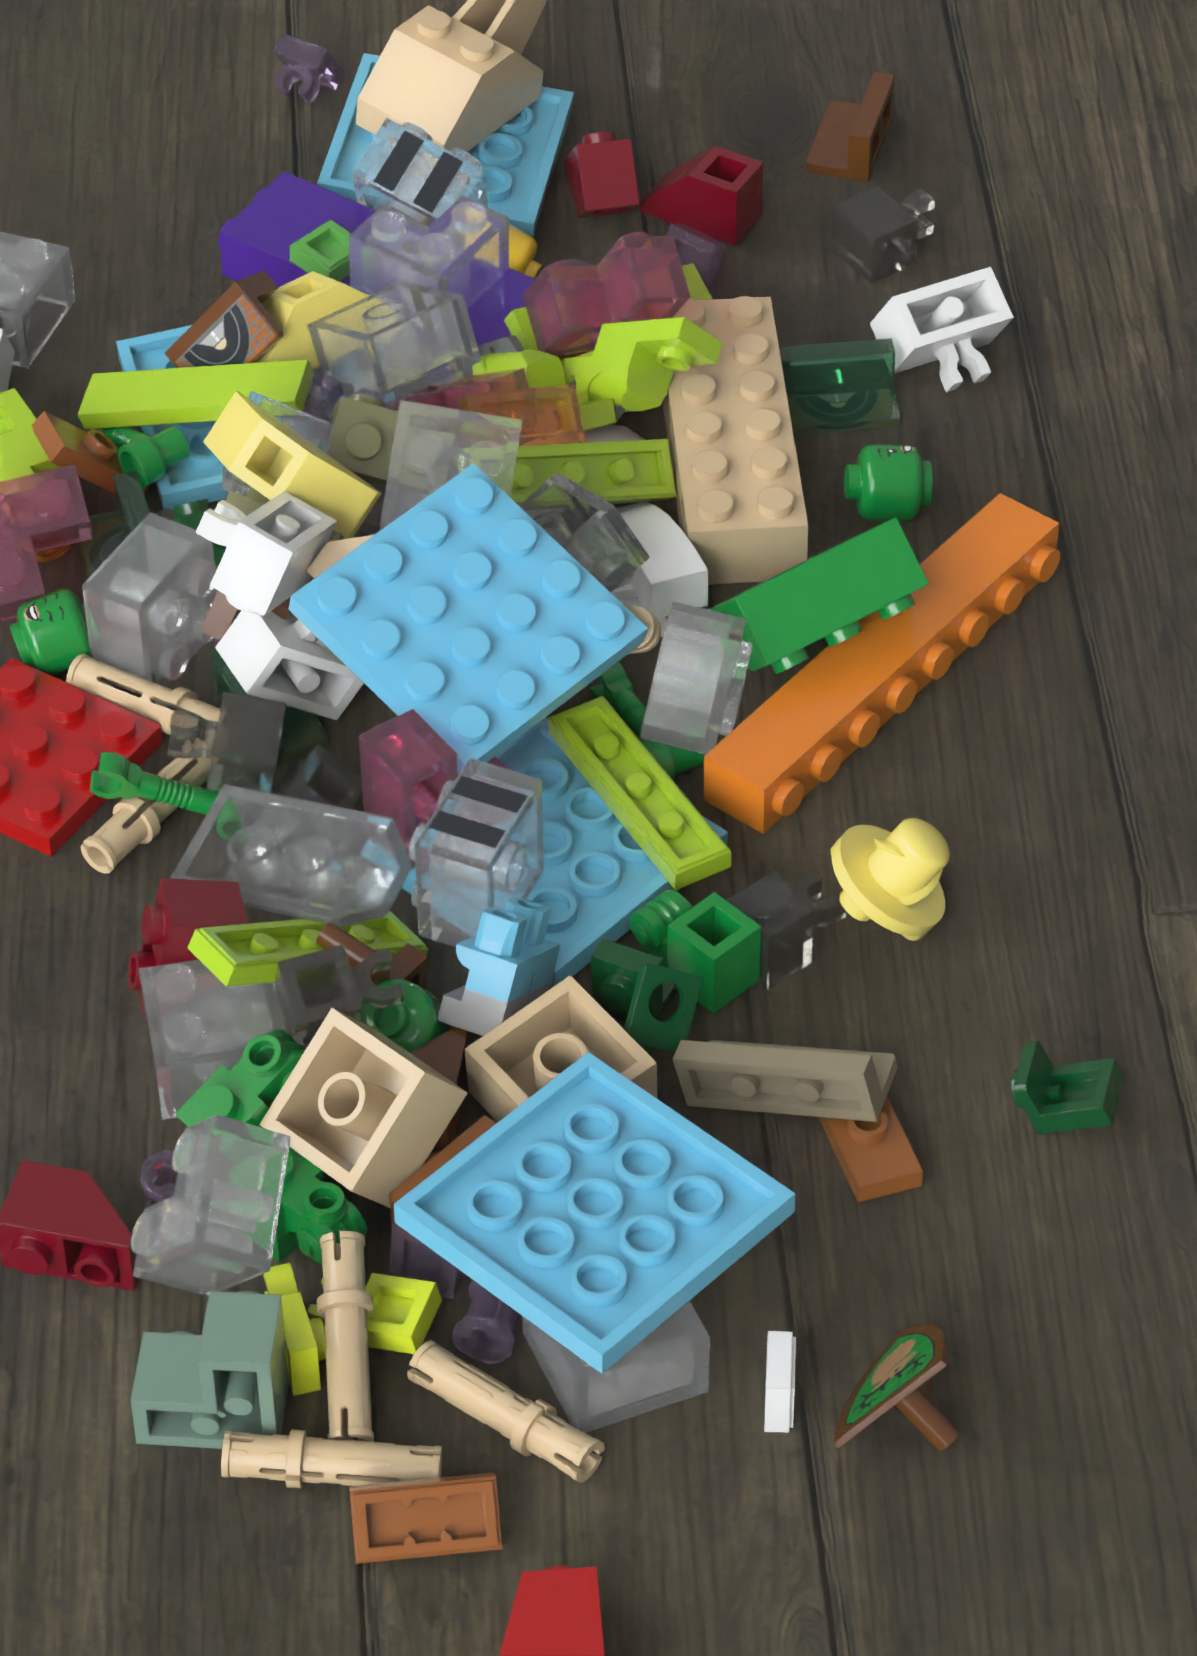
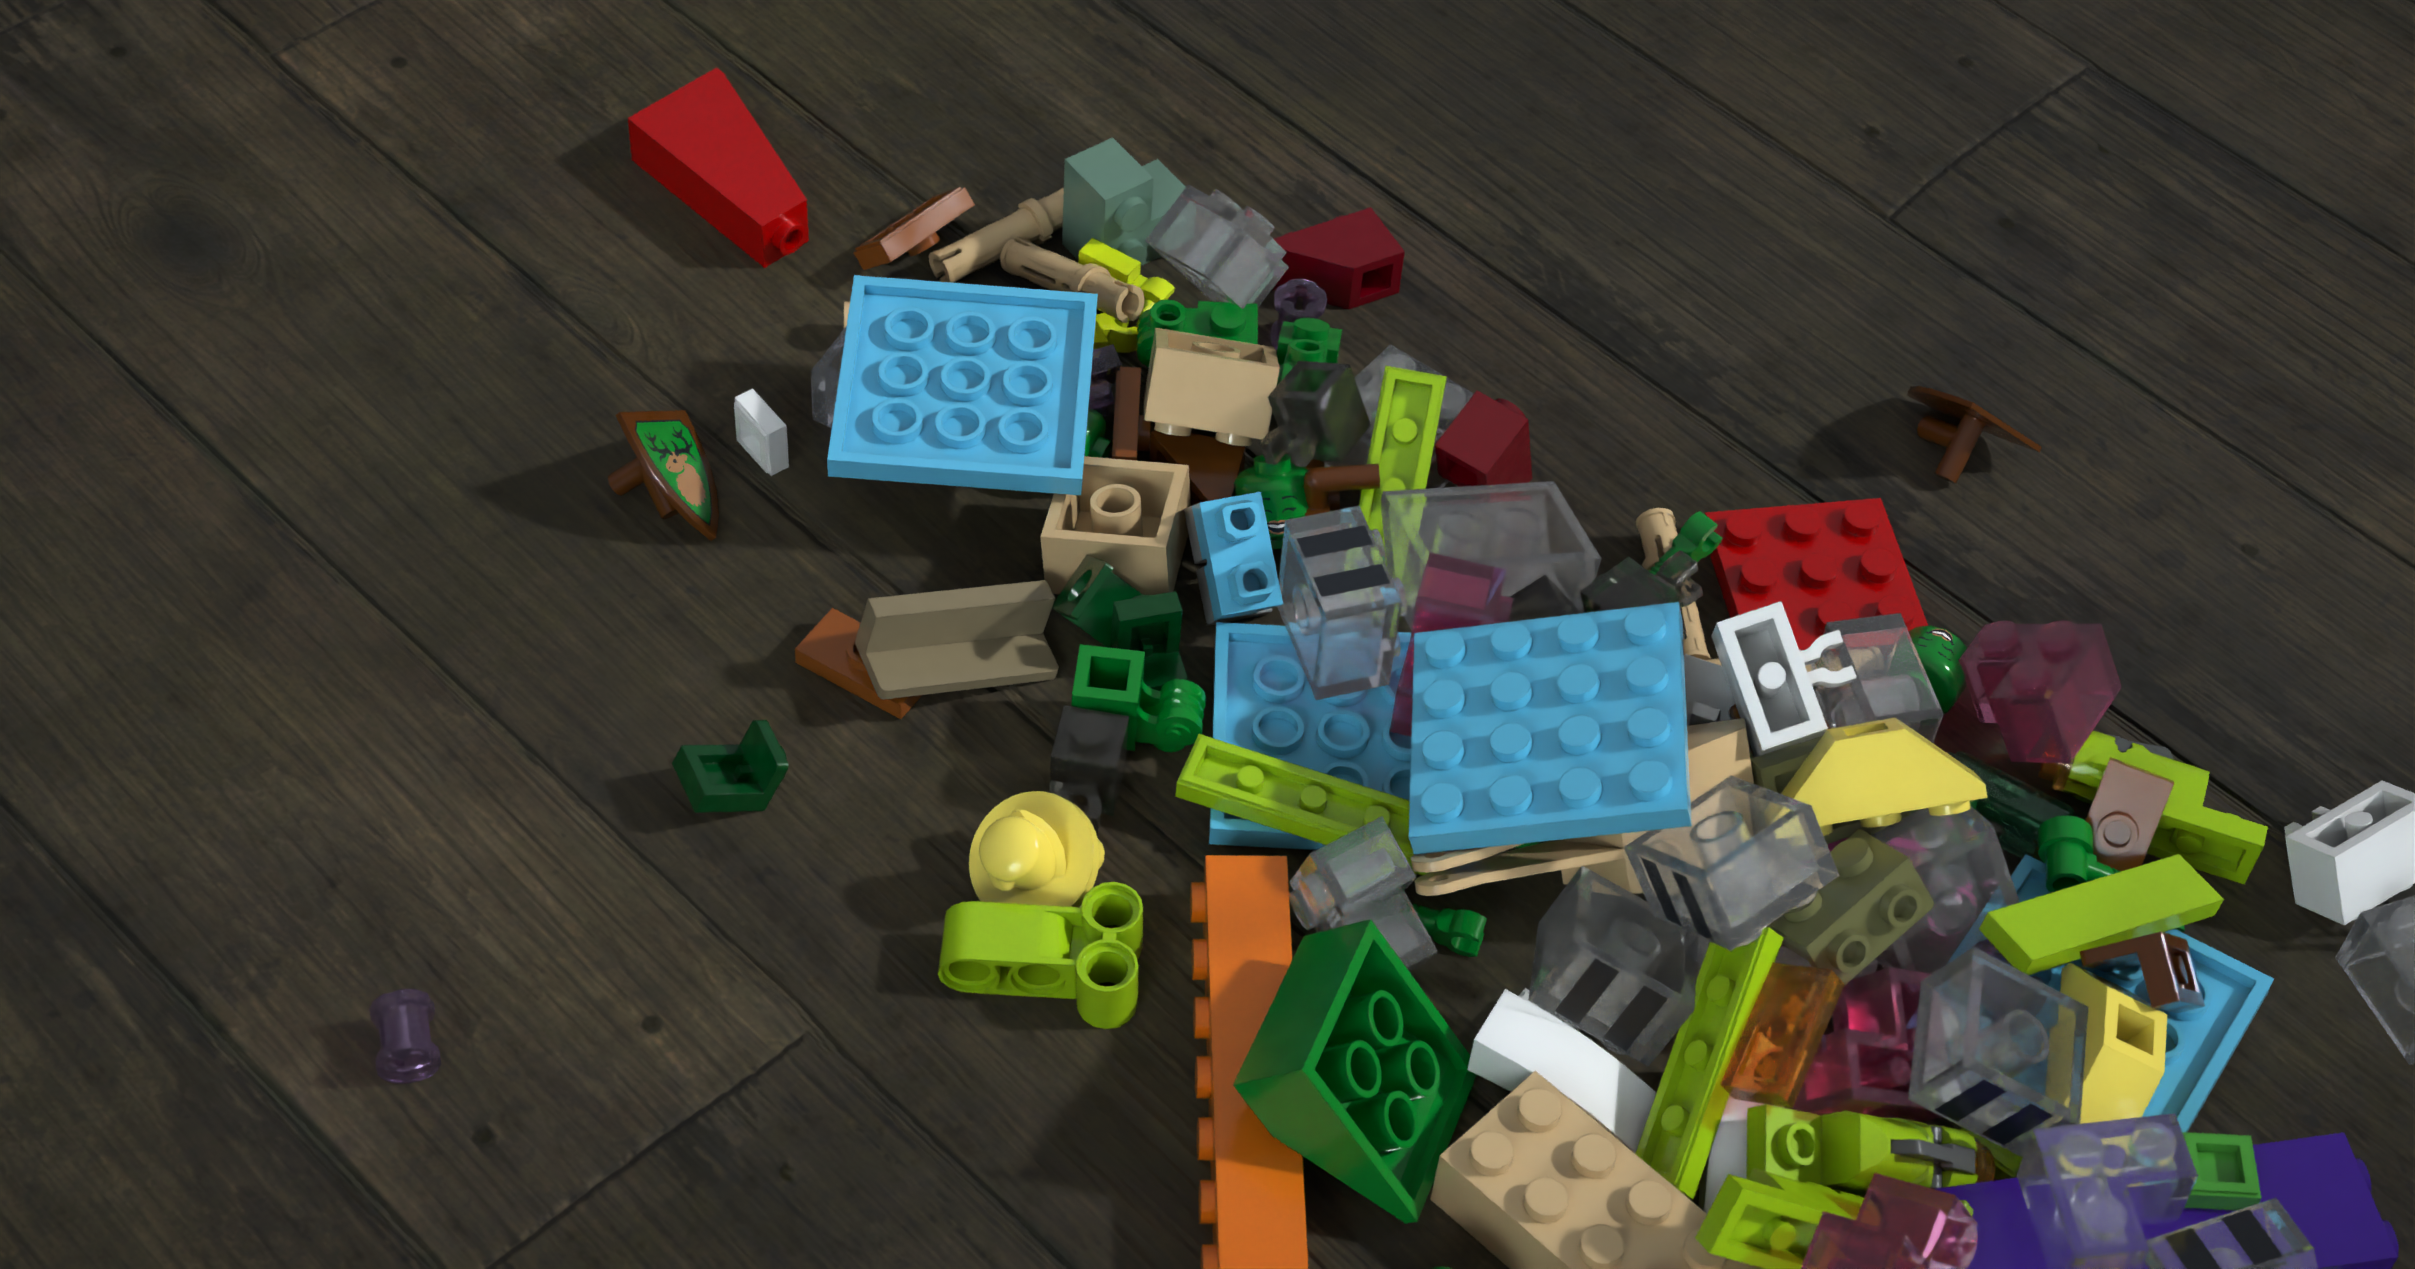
camera: 135 degrees right, 5 degrees up
(982, 851) = (1050, 951): none -> lime piece

